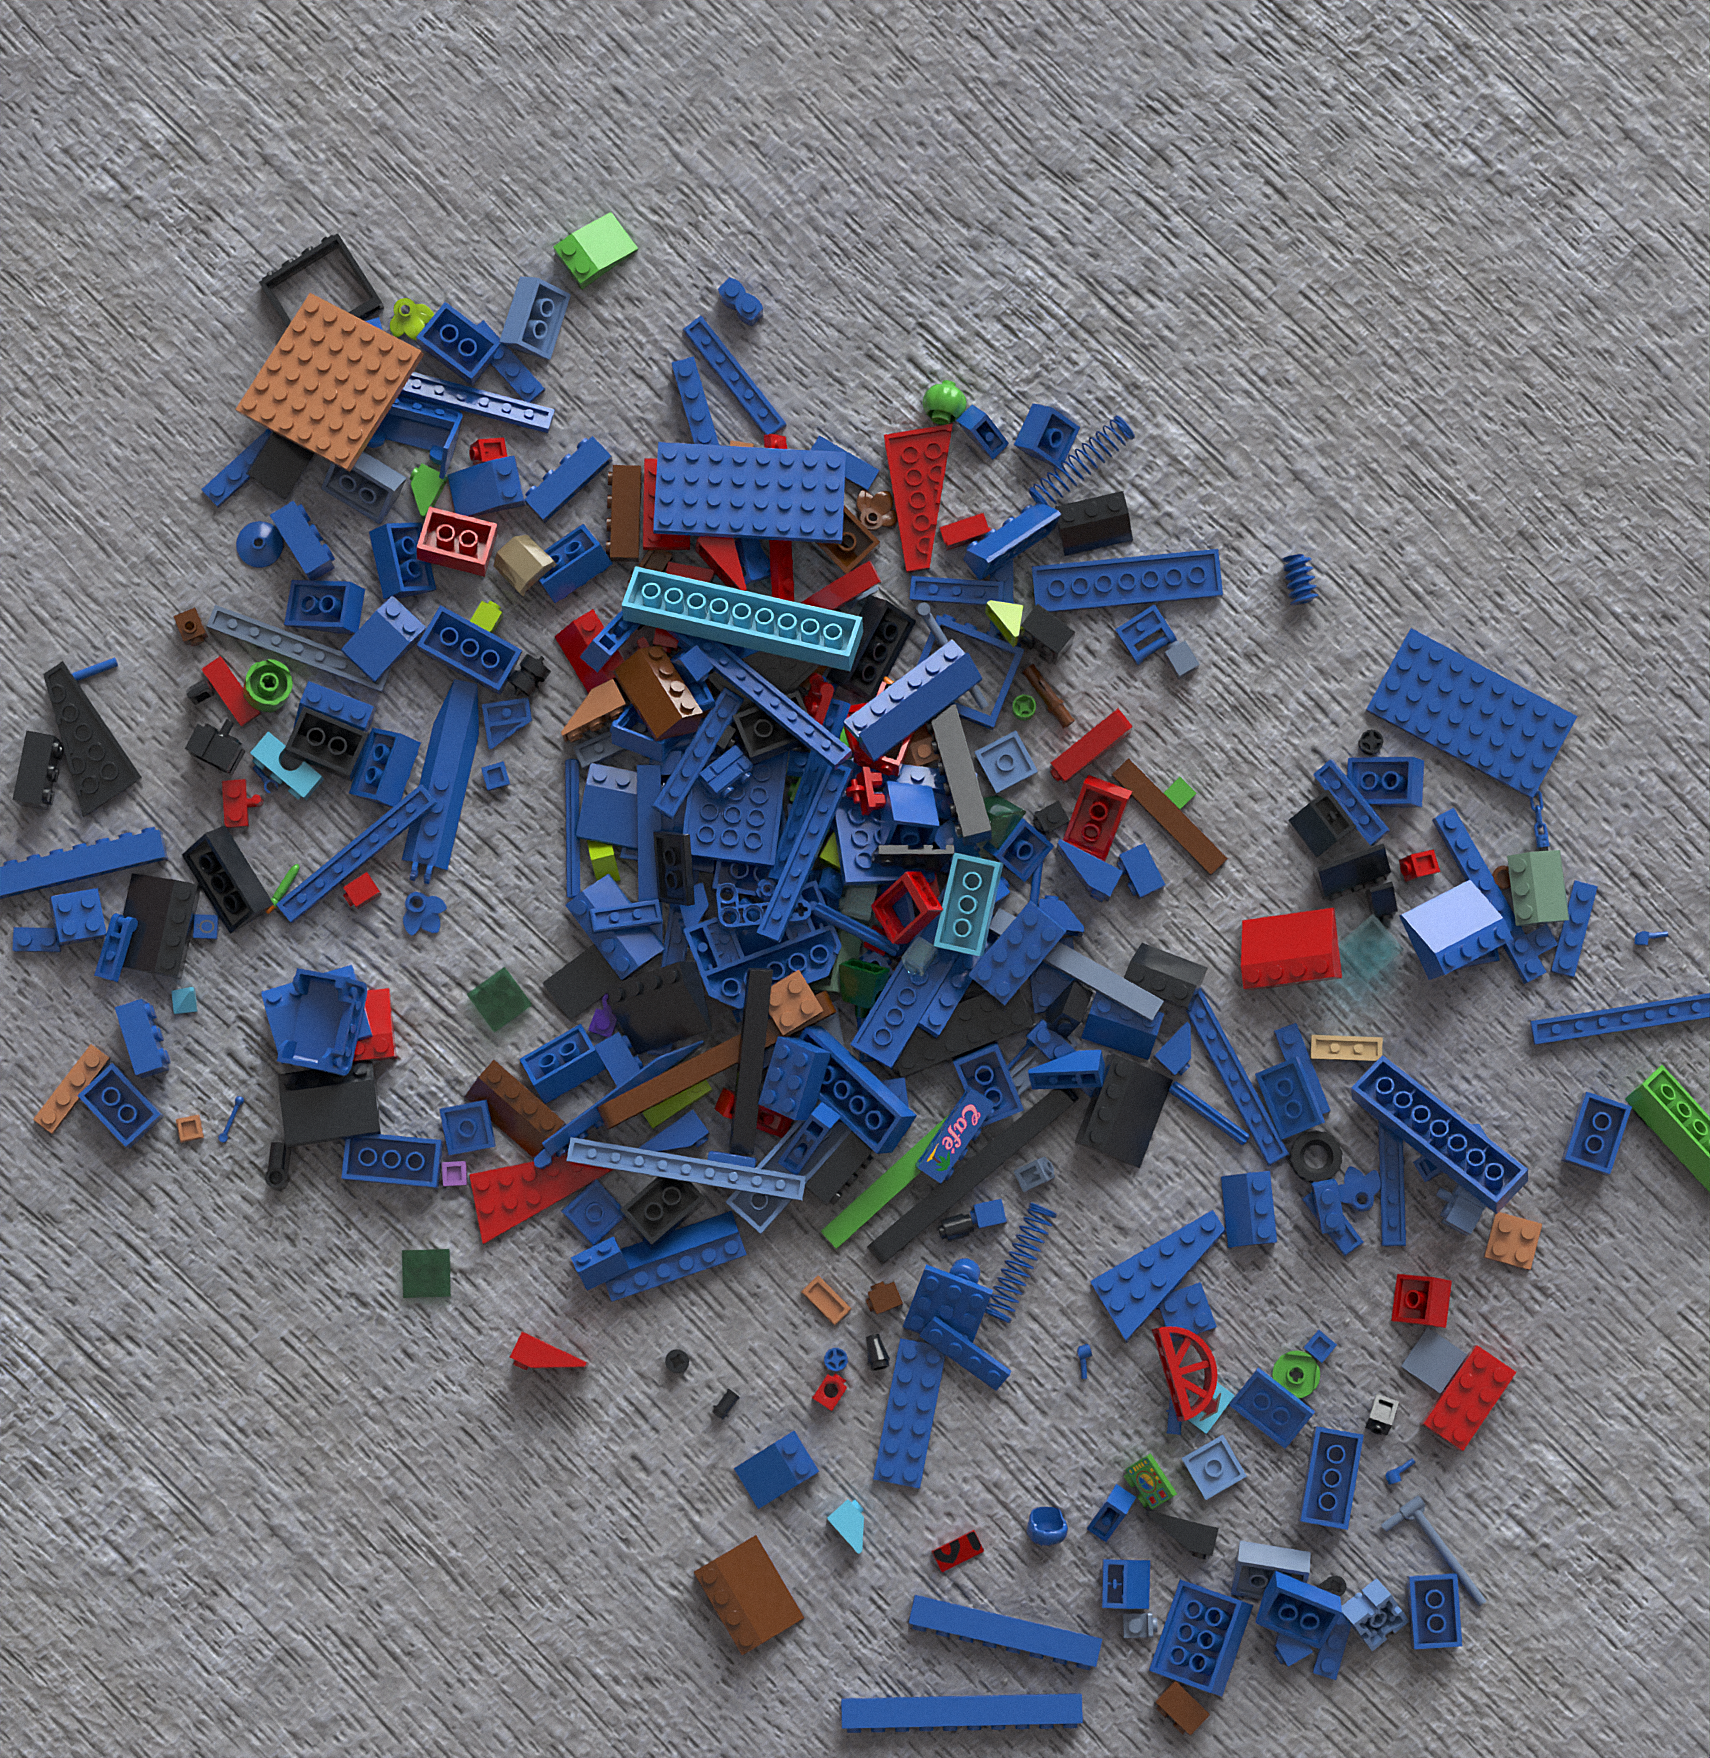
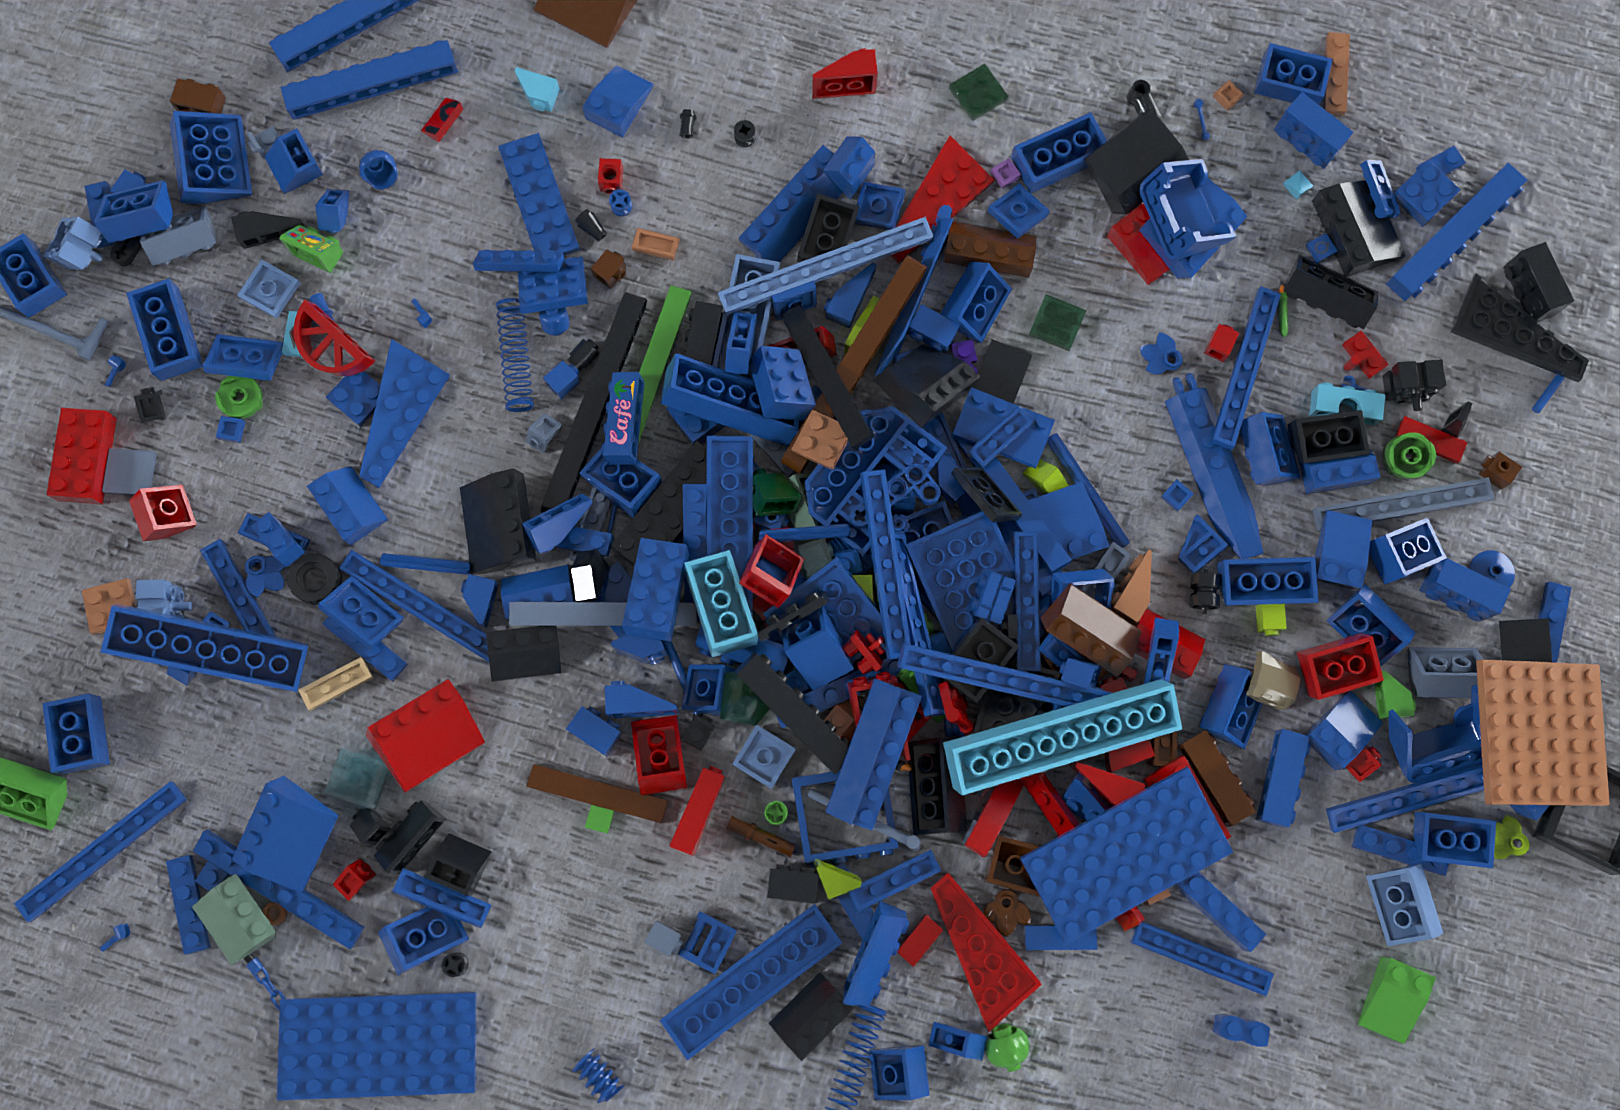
camera: 145 degrees right, 5 degrees down
(919, 956) = (738, 538): clear light blue brick -> none

